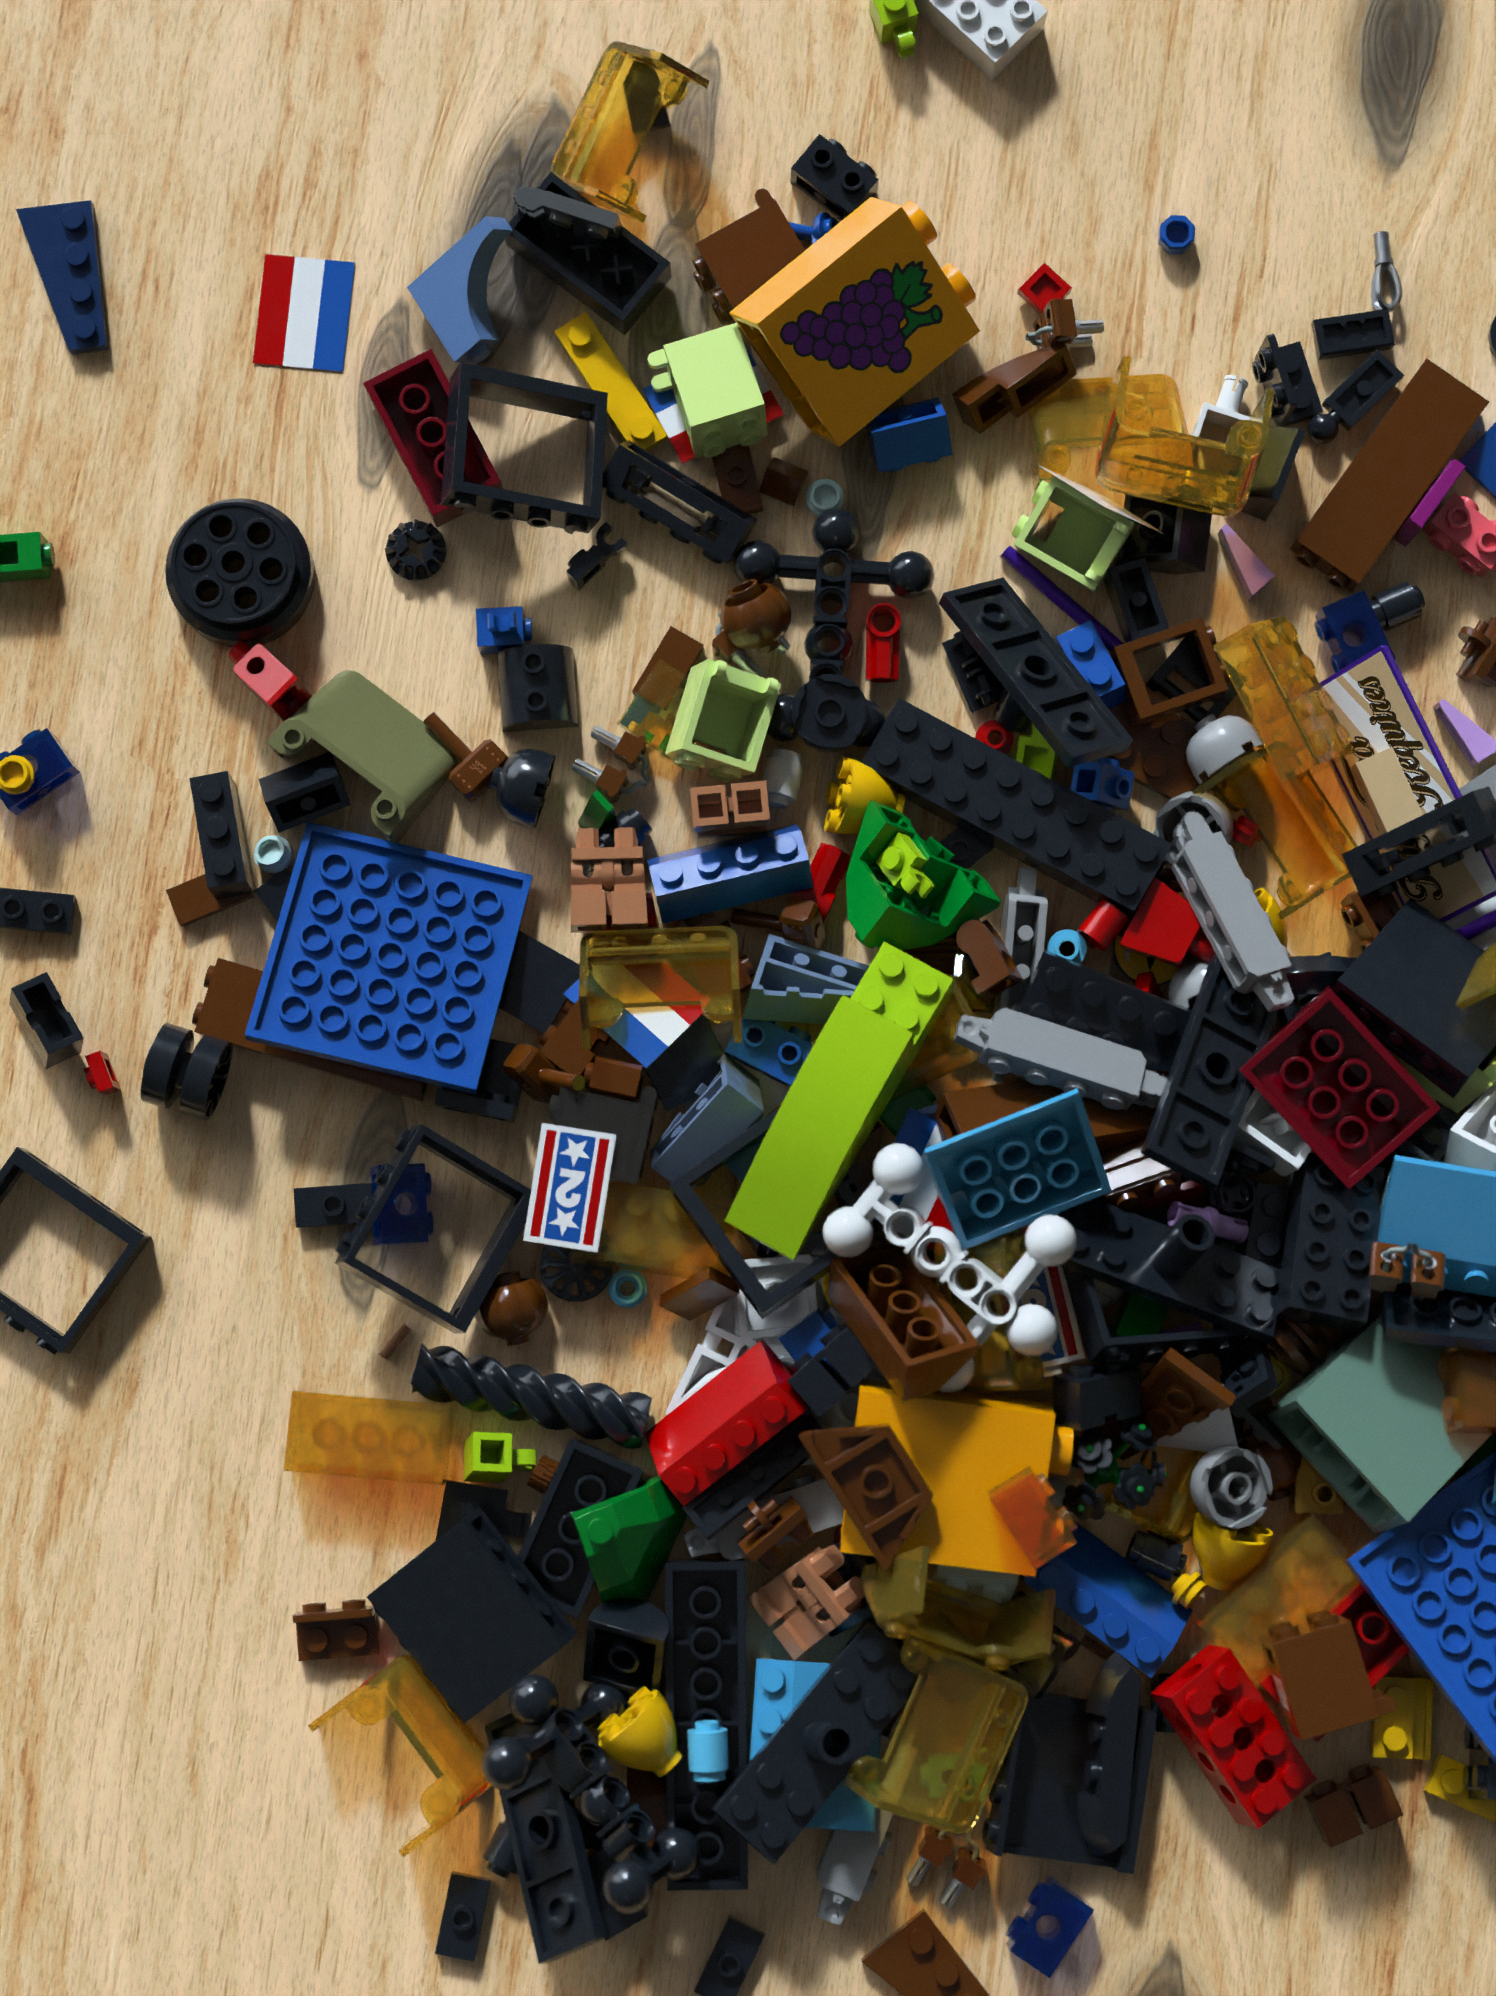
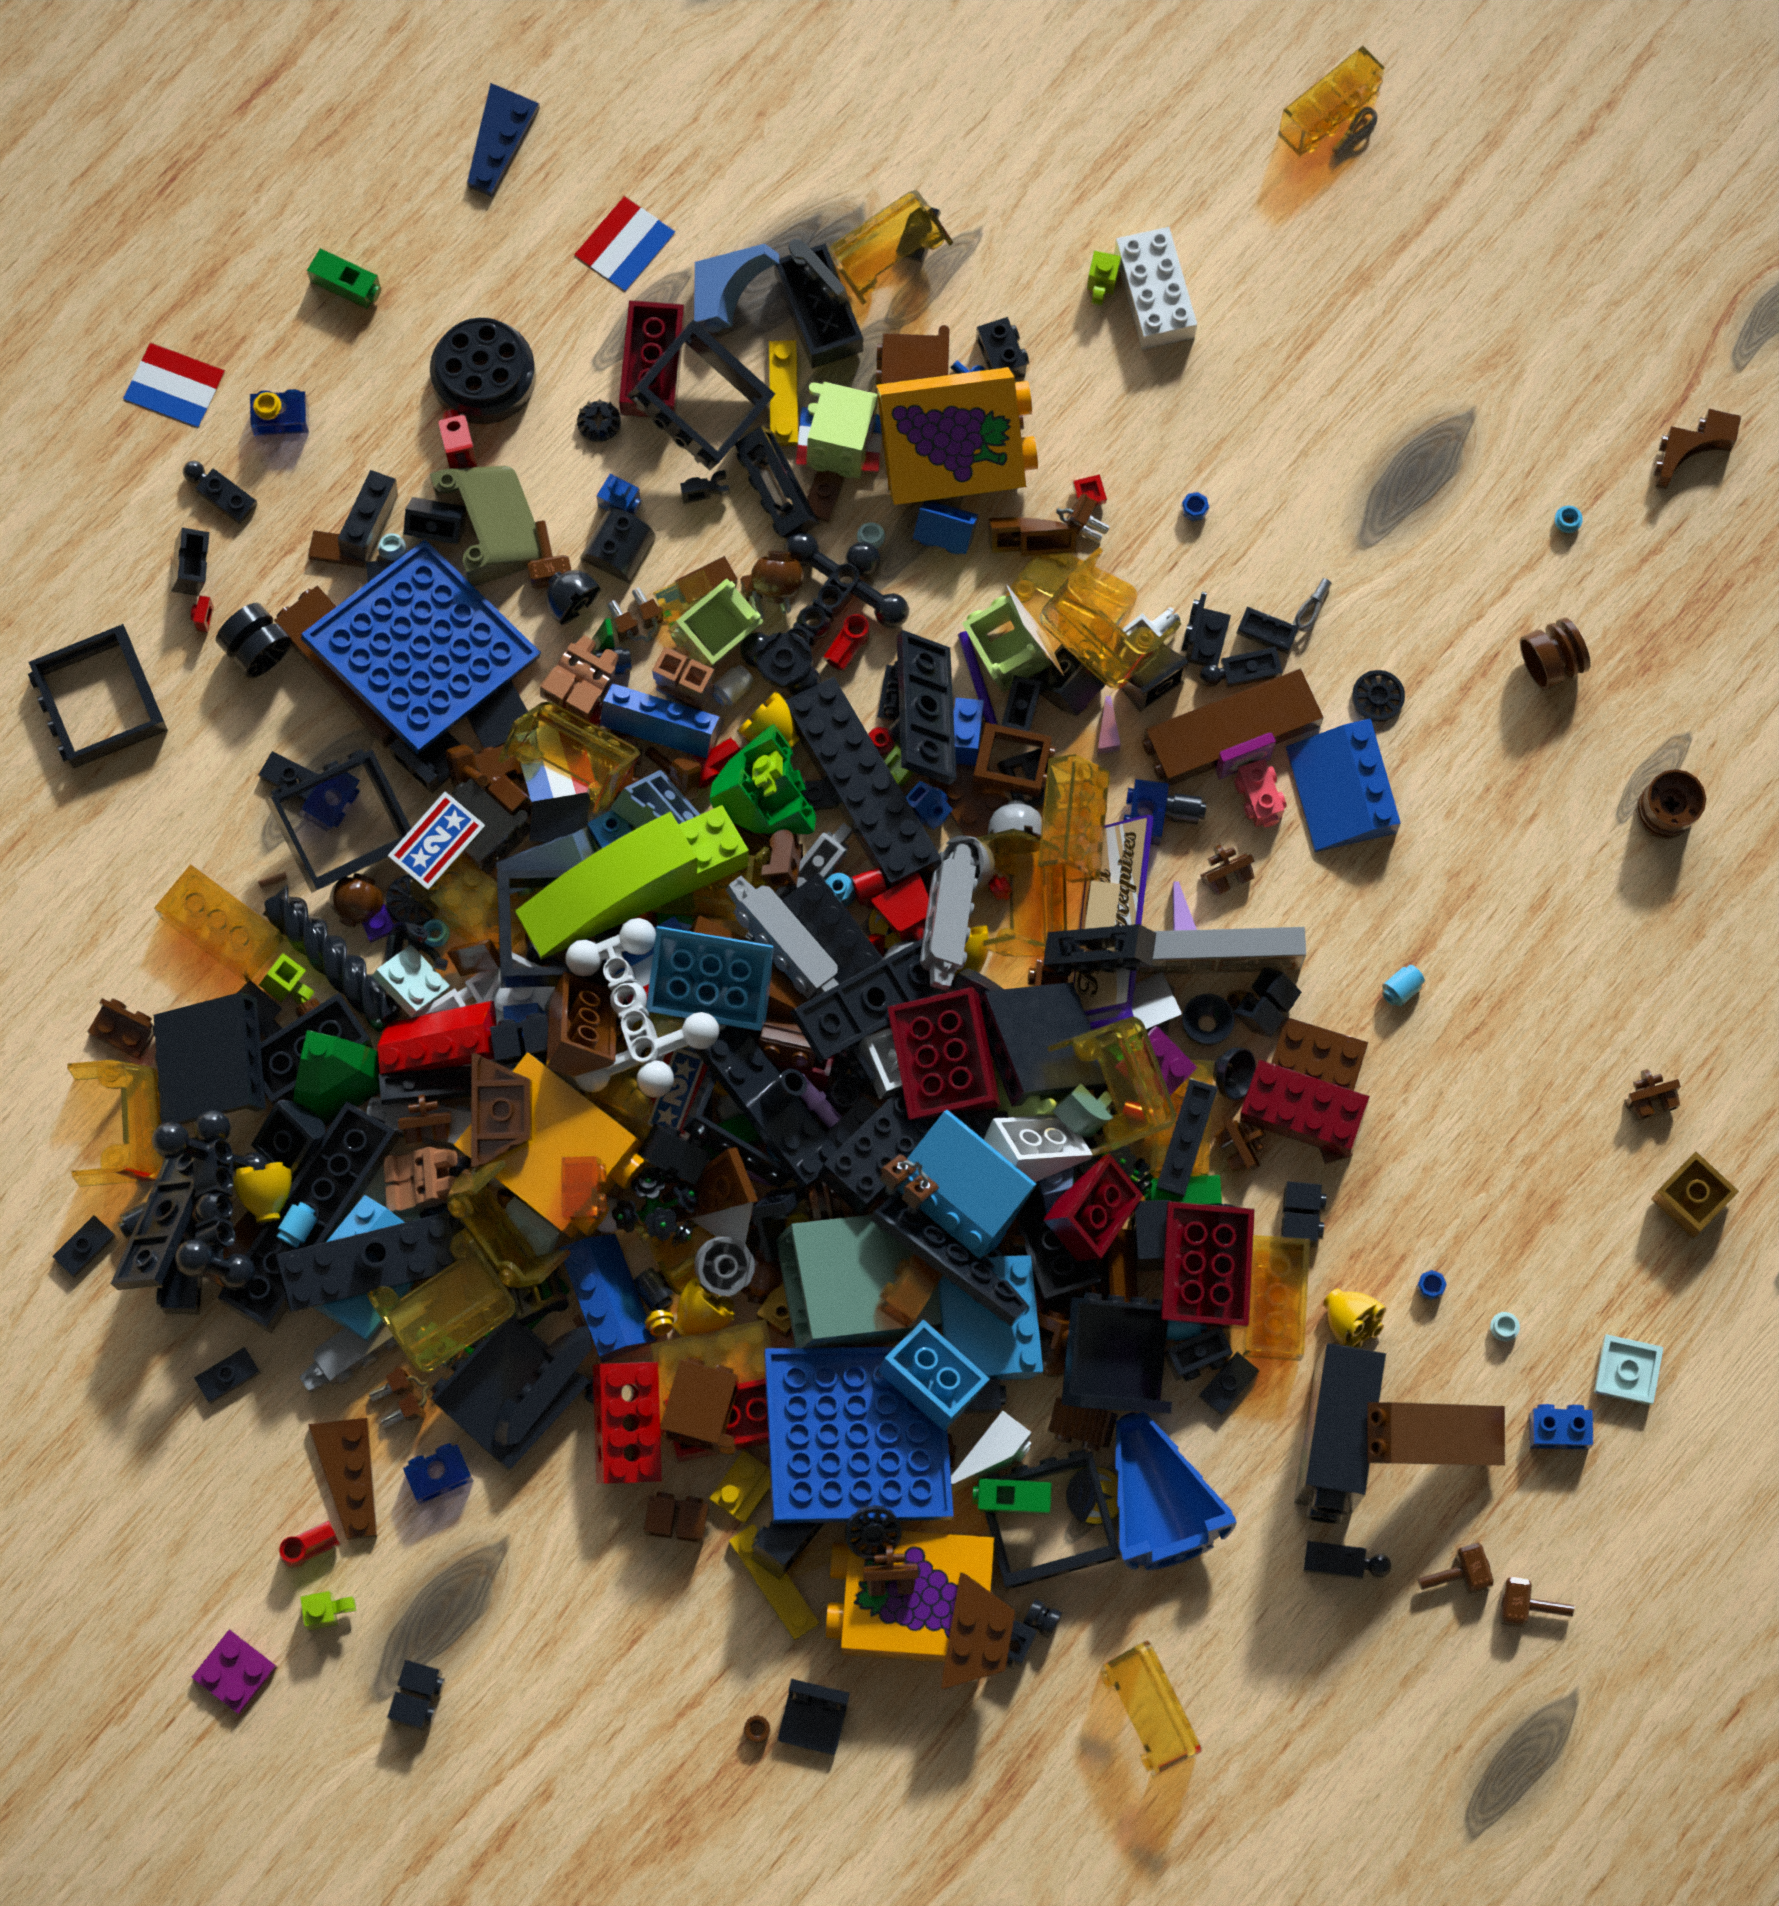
camera: 30 degrees right, 10 degrees down
(557, 1320) = (379, 925): none -> dark purple plate
(609, 1349) = (416, 937): none -> black helmet
(641, 1367) = (411, 980): none -> light aqua plate
(783, 481) = (852, 511): reddish brown slope -> none

